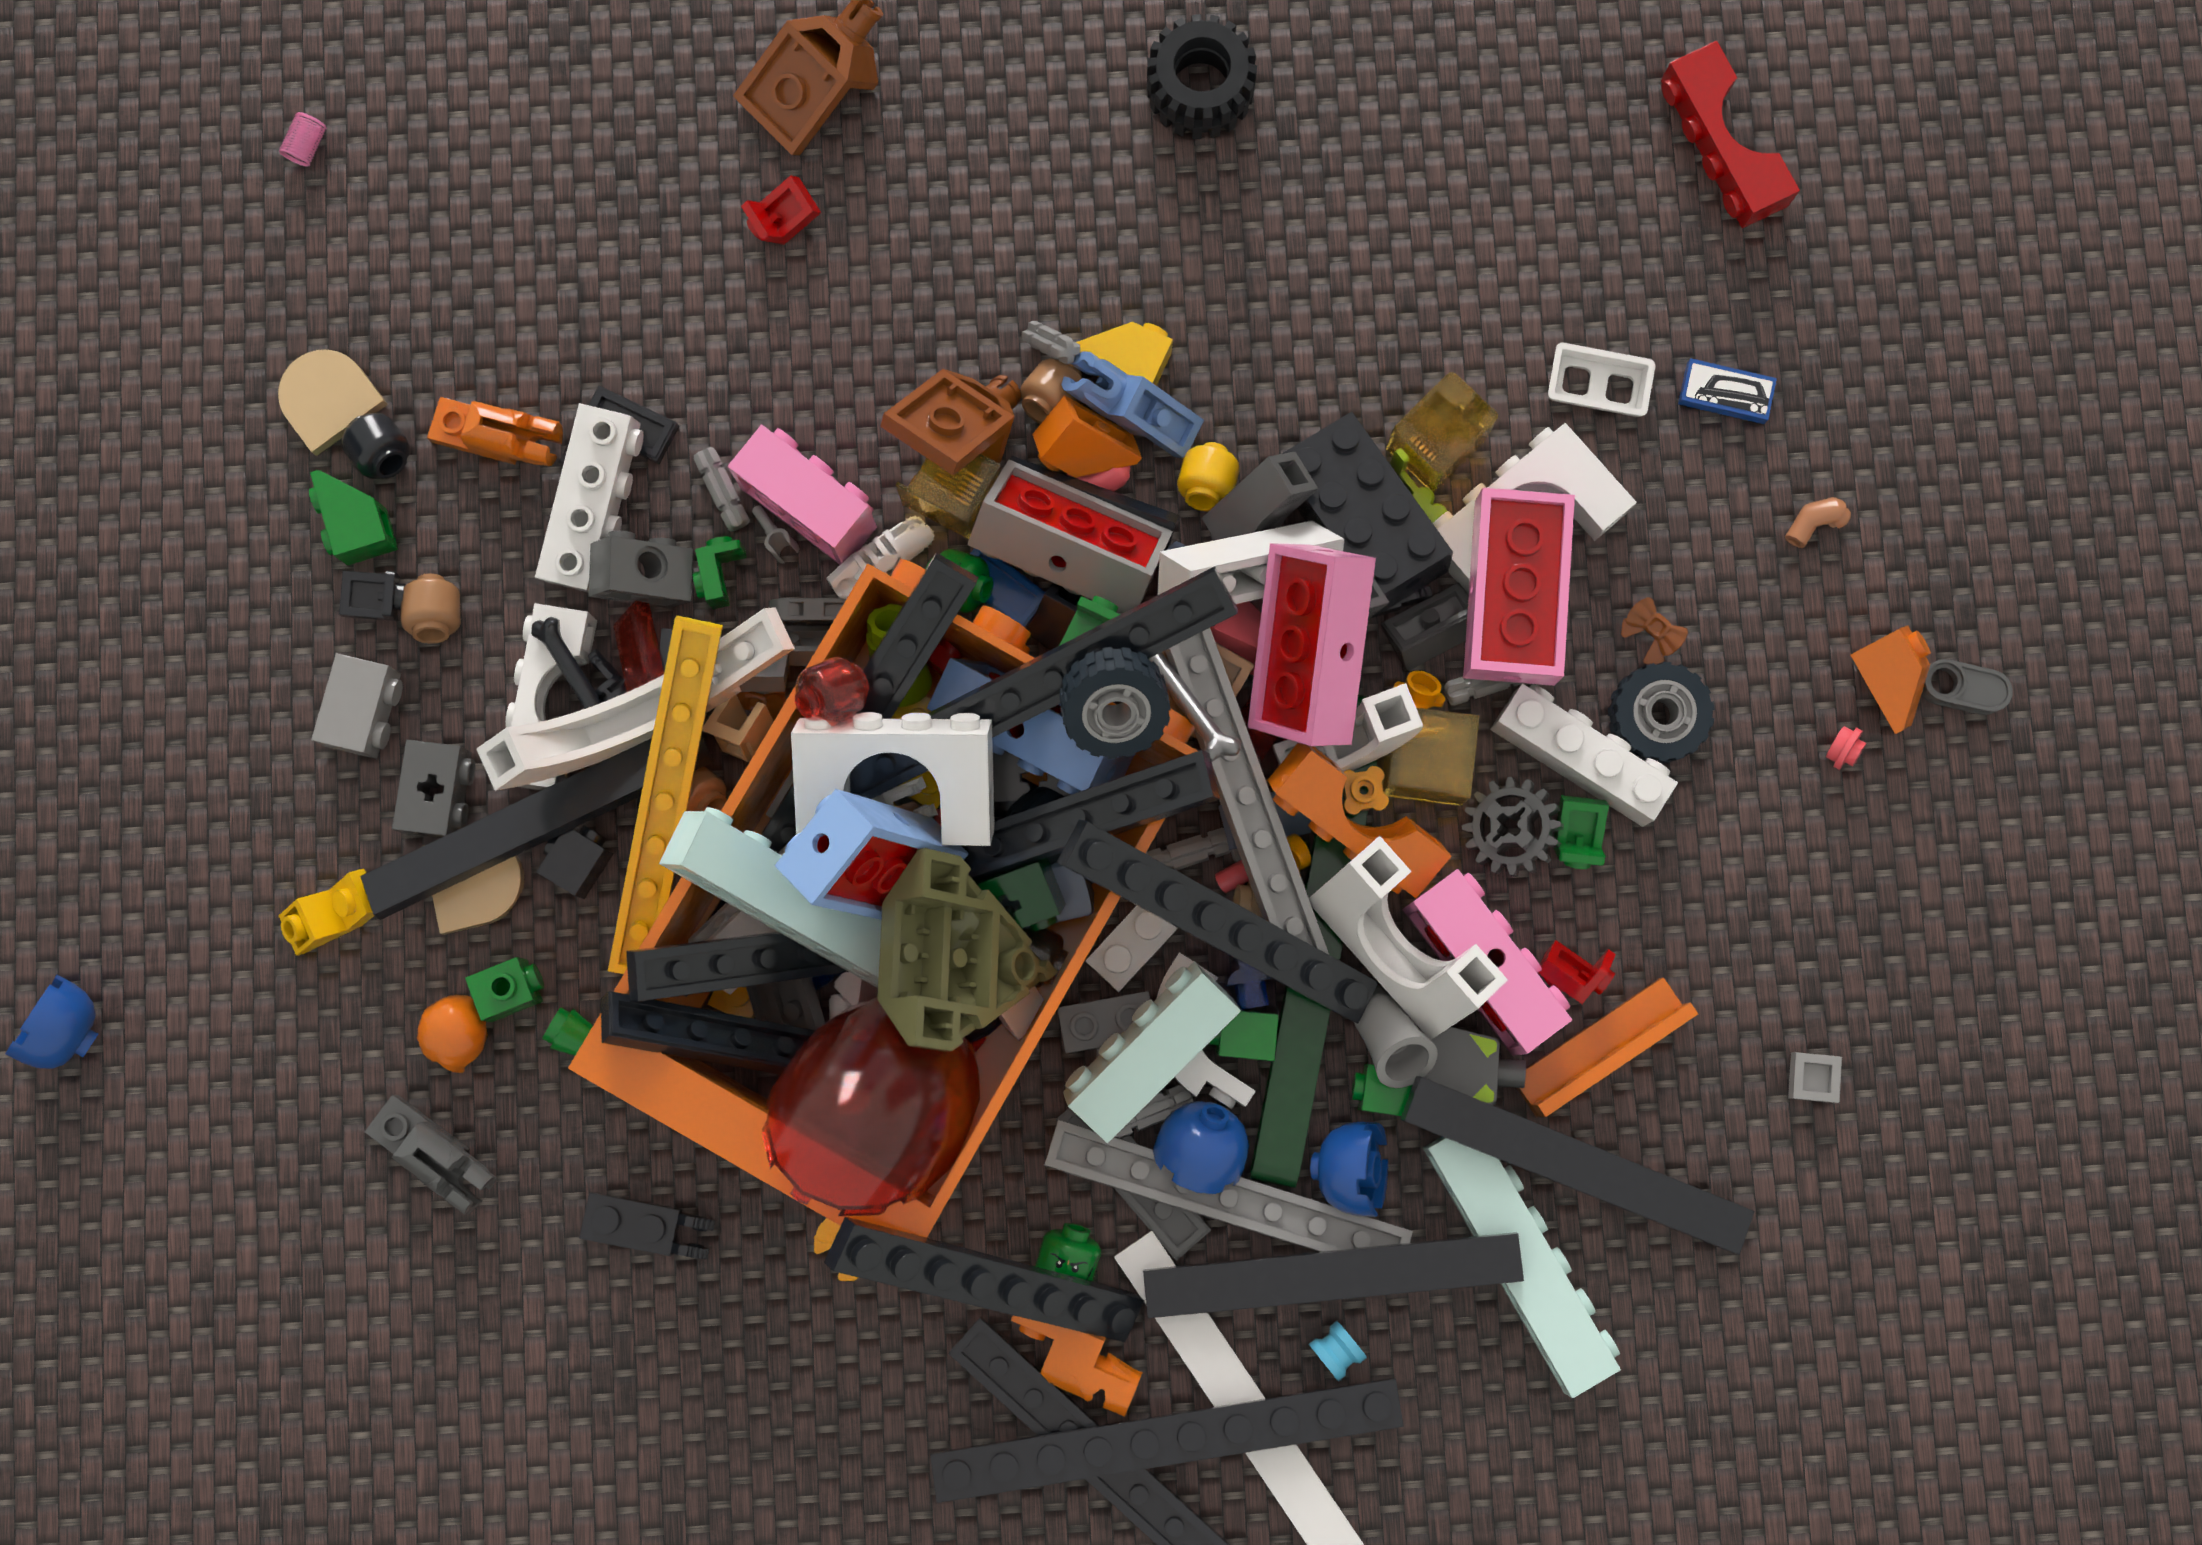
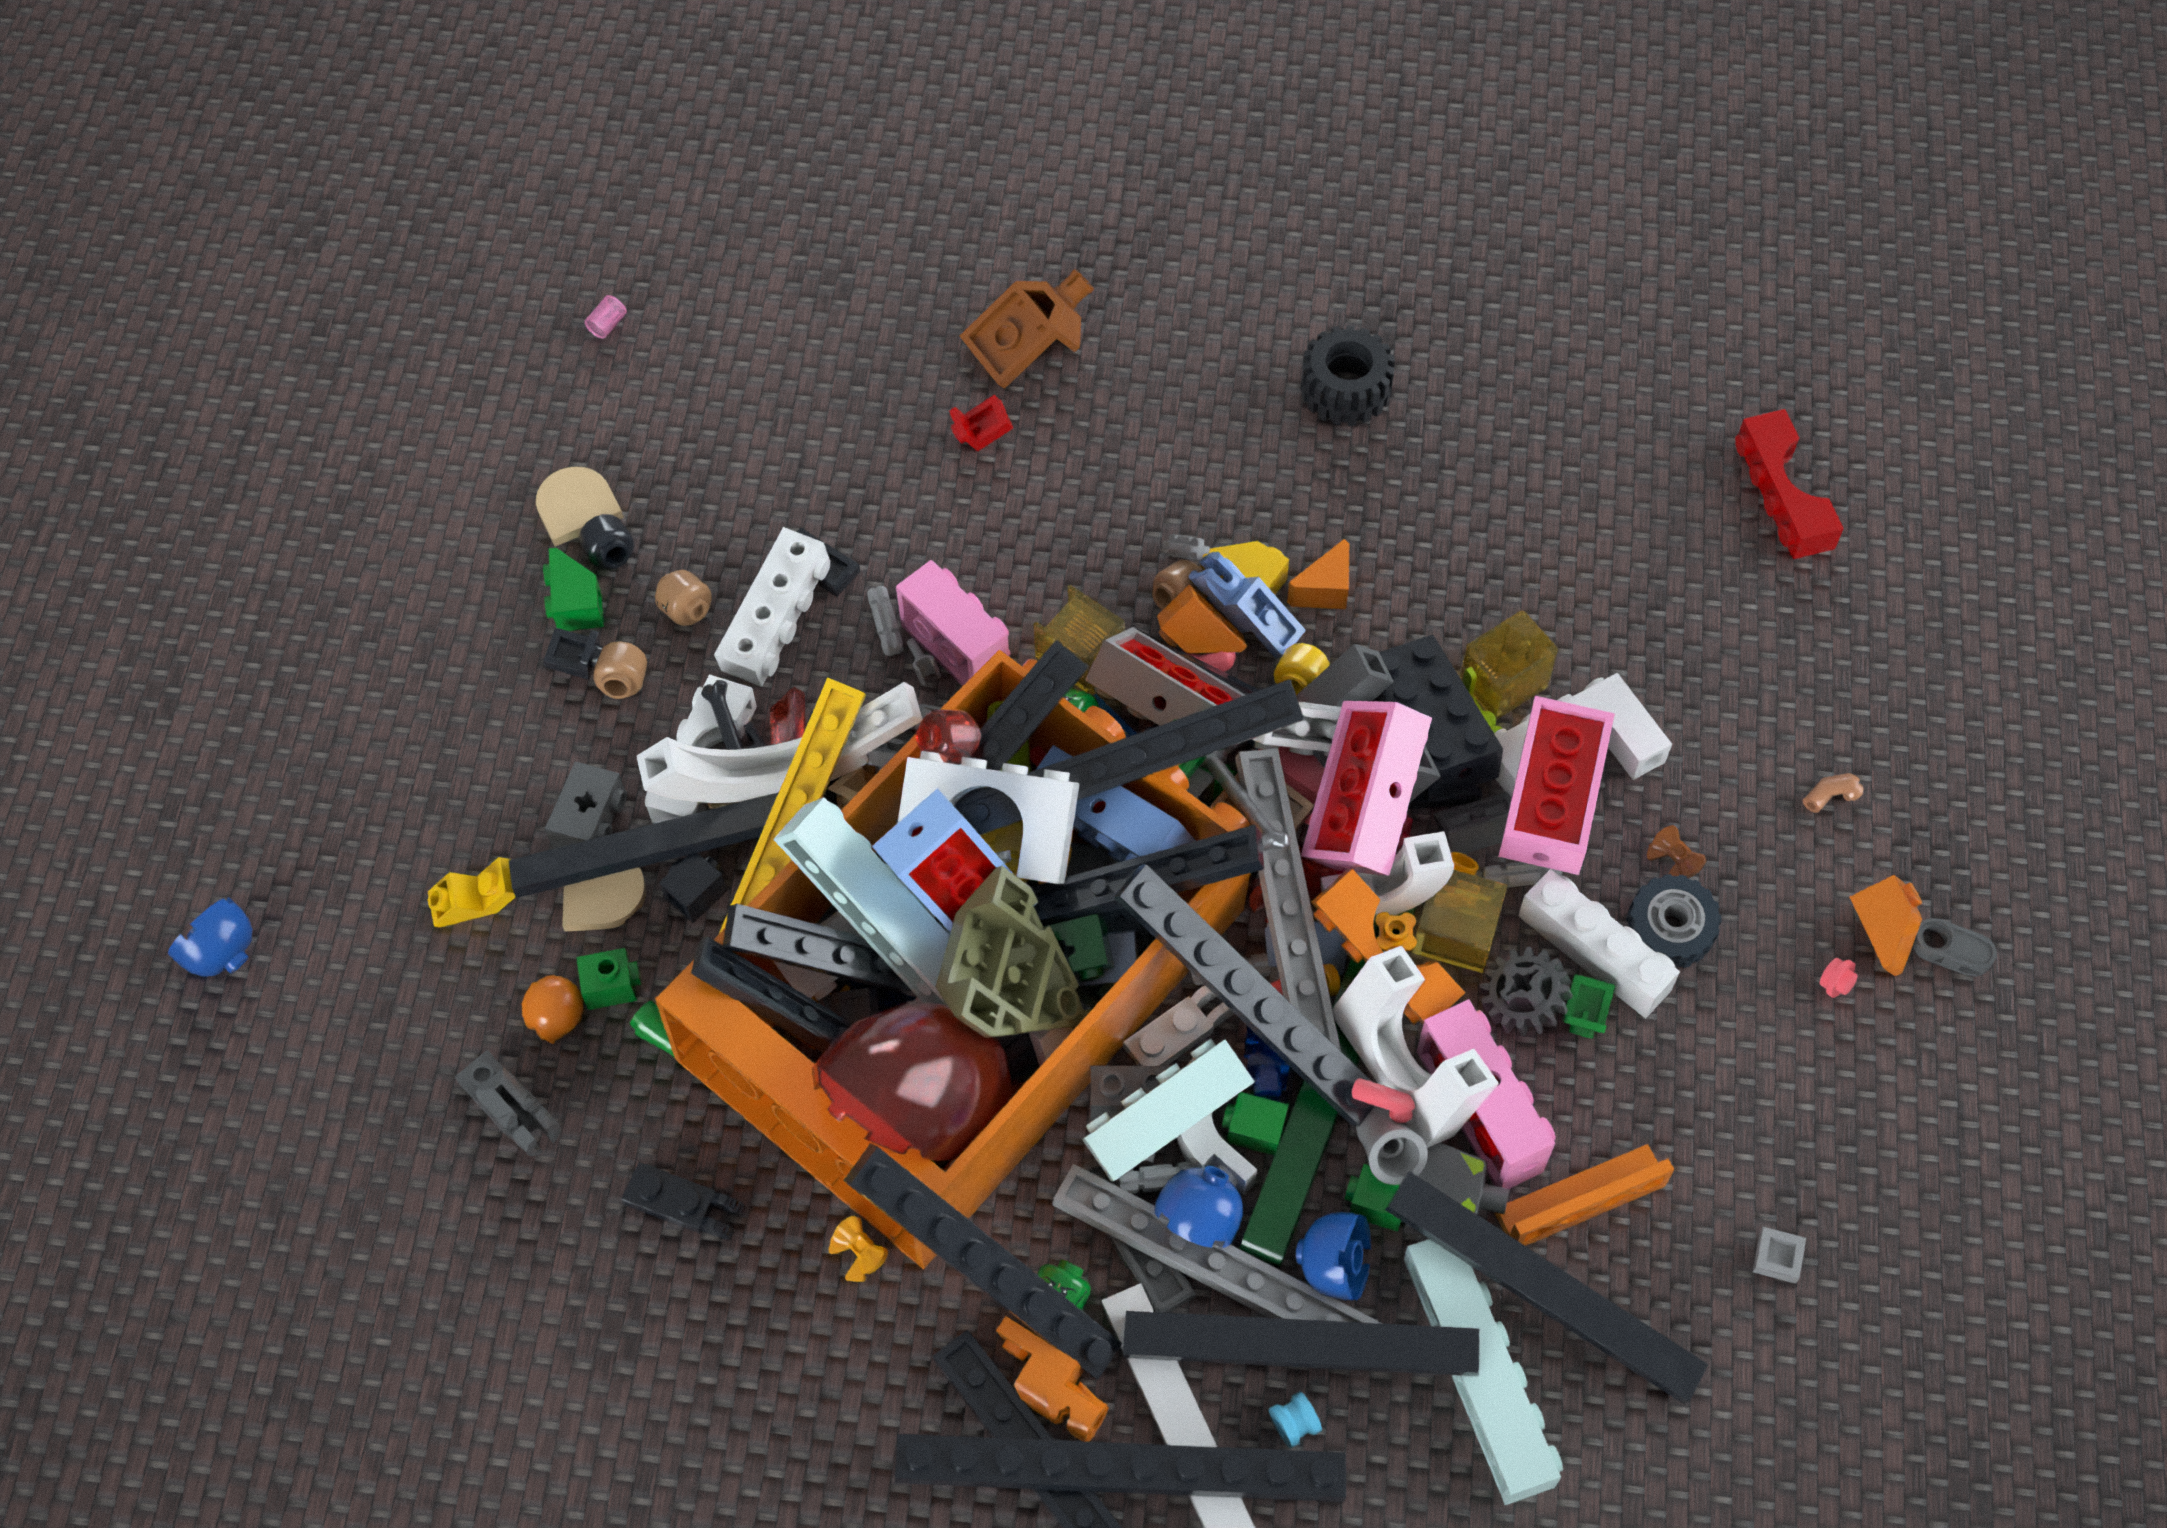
camera: 10 degrees right, 20 degrees down
(357, 706) = (539, 735): light grey brick -> none
(482, 503) = (683, 597): none -> medium nougat head
(494, 432) = (707, 547): orange plate -> none
(617, 576) = (801, 661): dark grey brick -> none
(710, 579) = (870, 667): green bracket -> none
(955, 419) = (1093, 581): dark orange plate -> none
(1109, 678) = (1191, 804): black wheel -> none
(1218, 355) = (1324, 582): none -> orange slope
(1395, 1003) = (1397, 1102): none -> coral arm
(1574, 974) = (1567, 1127): red bracket -> none
(1600, 366) = (1656, 642): white piece -> none
(1727, 391) = (1765, 678): tile -> none

